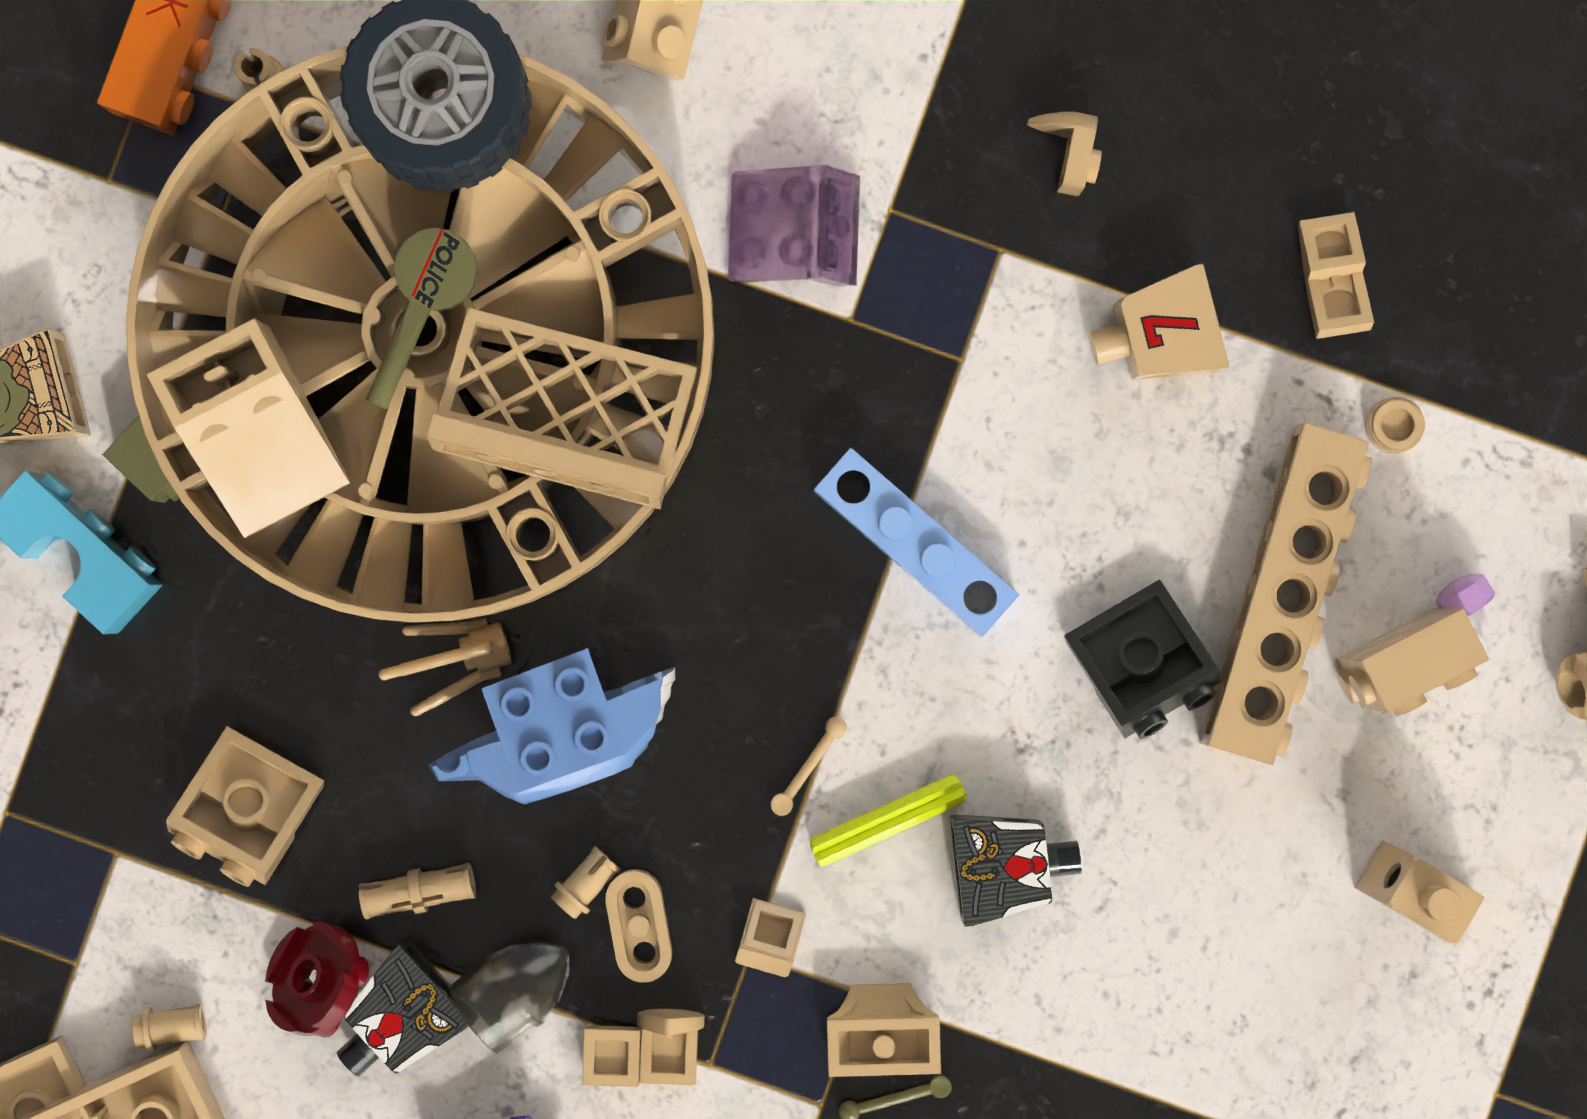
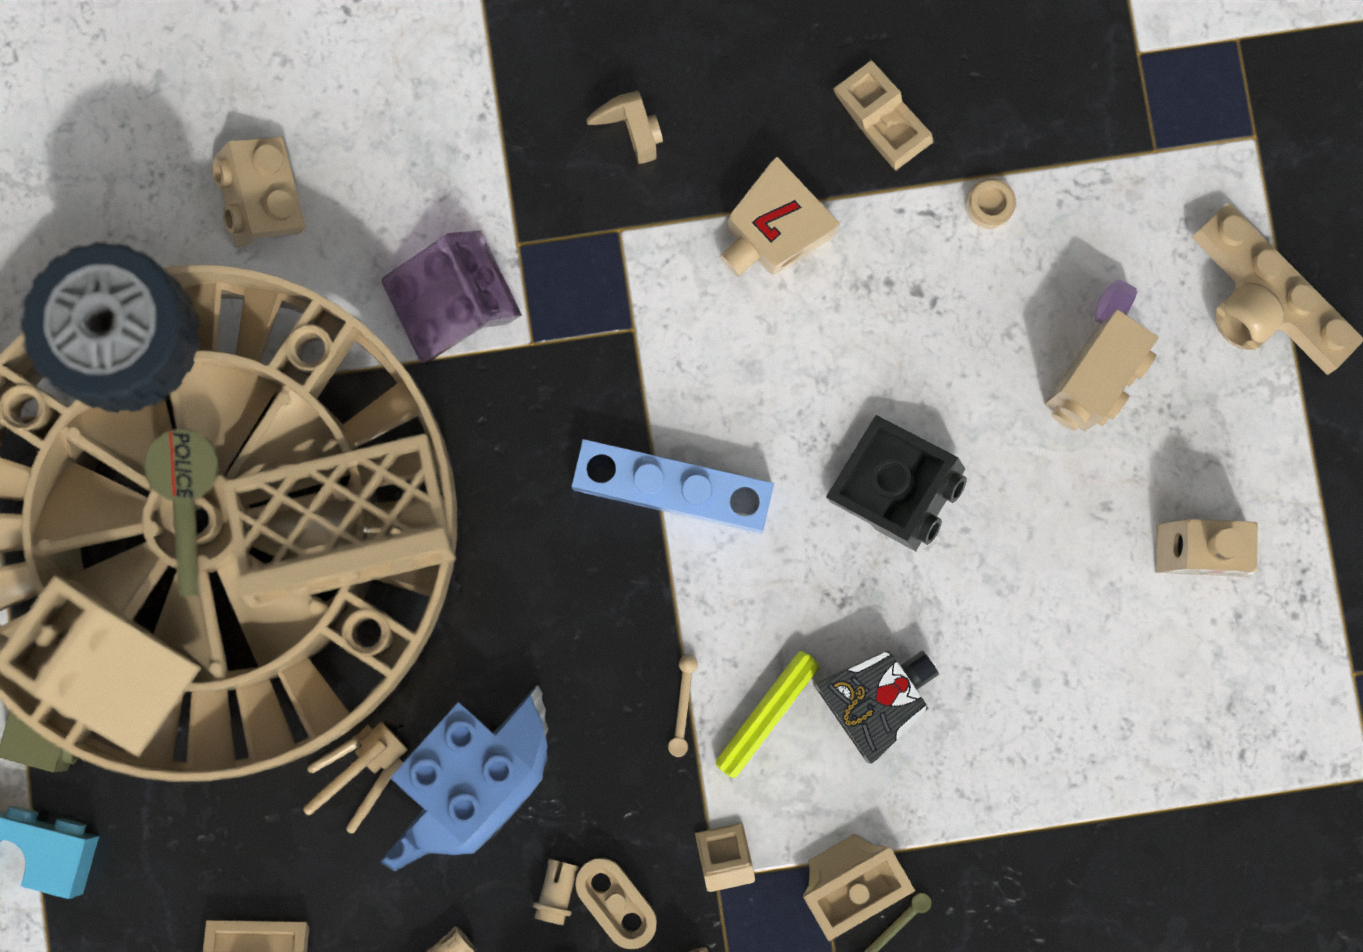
camera: 30 degrees left, 5 degrees down
(1345, 464) = (969, 252): tan brick -> none

